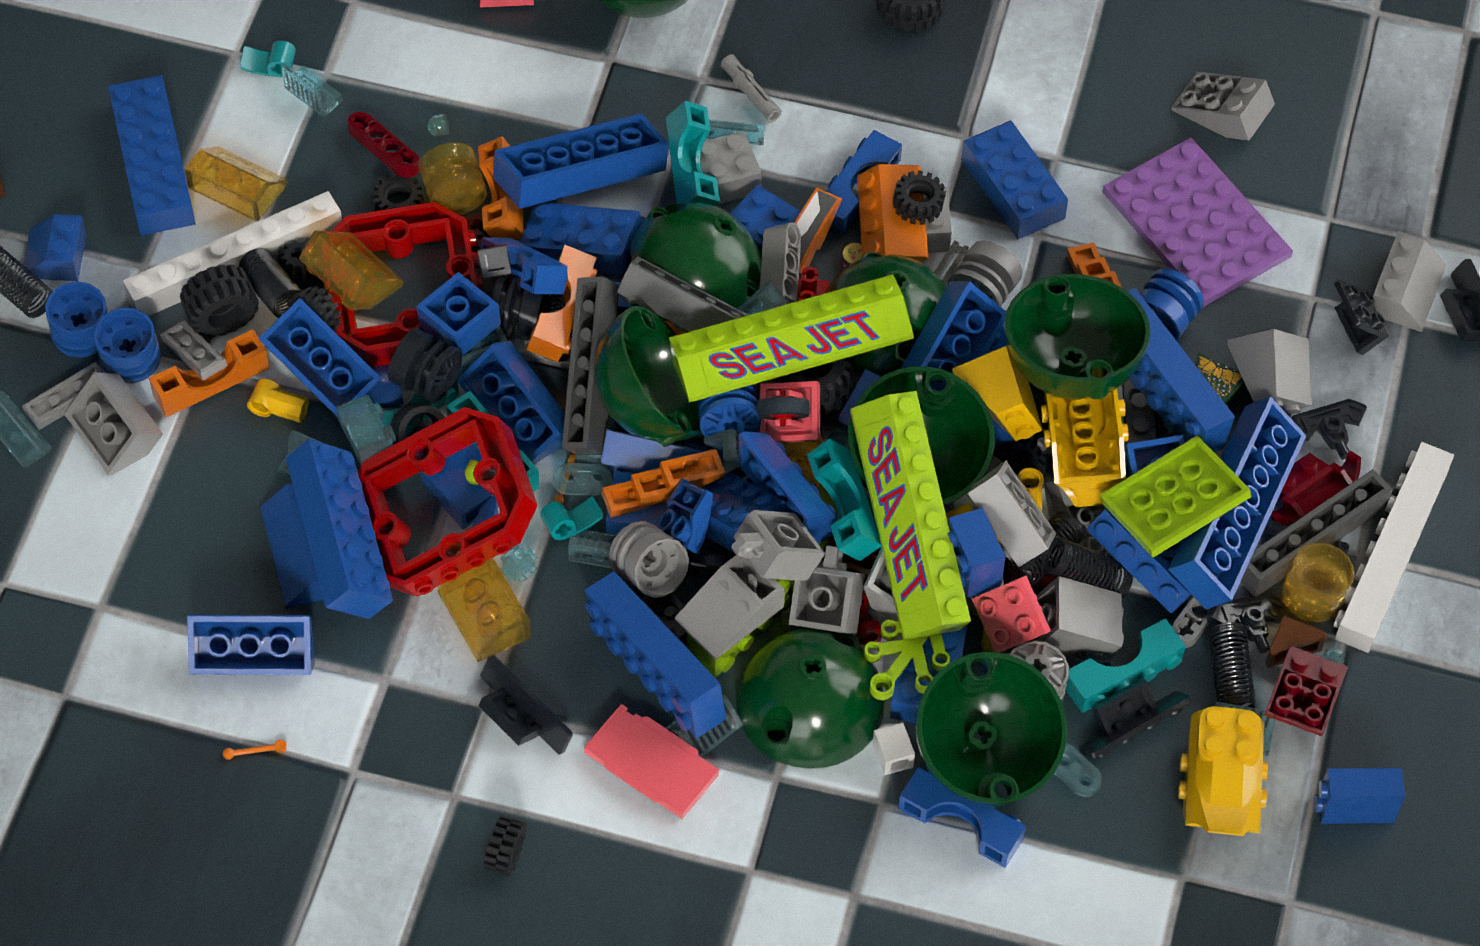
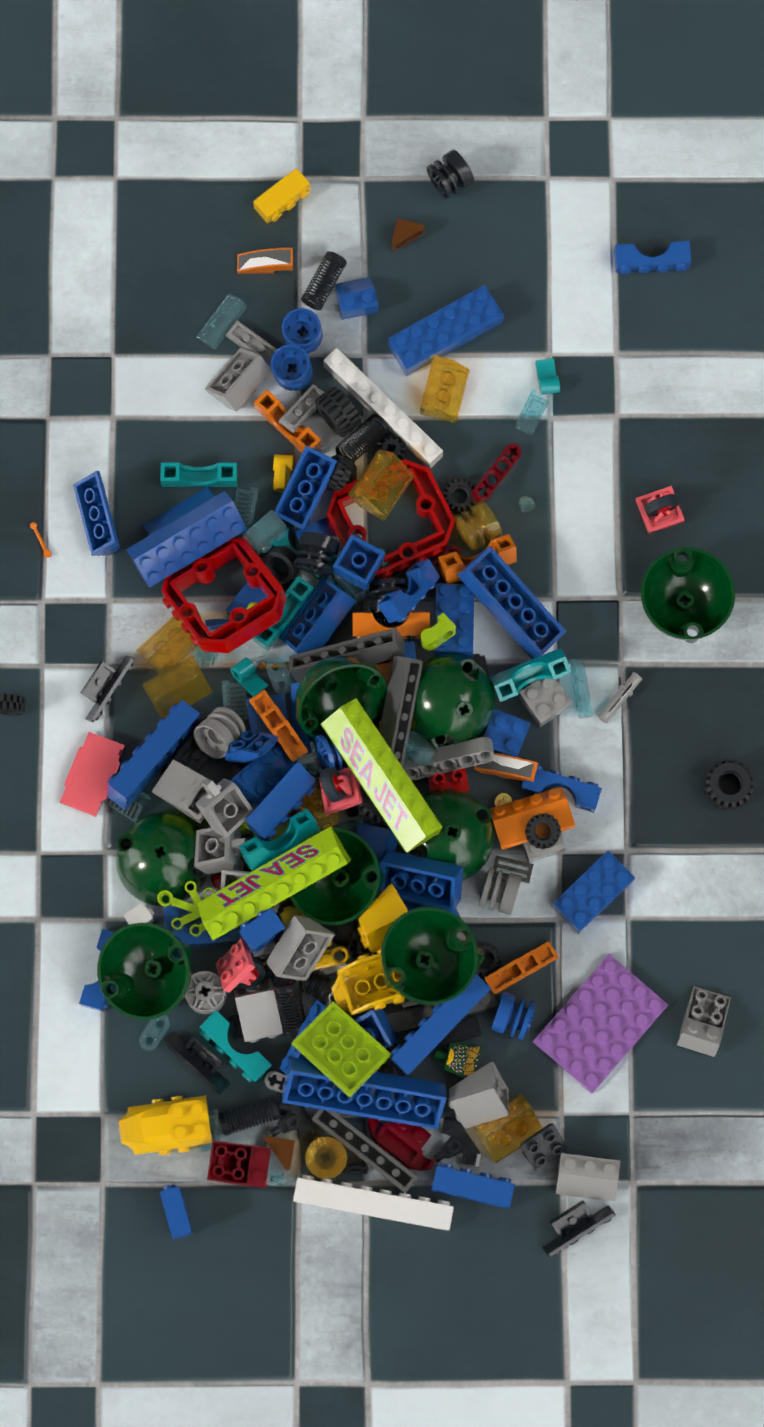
camera: 75 degrees right, 20 degrees up
(251, 480) = (188, 476): none -> teal arch
(494, 261) = (409, 572): tile -> none
(556, 614) = (178, 683): none -> clear yellow slope
(594, 230) = (438, 634): none -> lime leg
(1331, 366) = (506, 1134): none -> clear yellow slope
(1397, 411) = (473, 1187): none -> blue brick

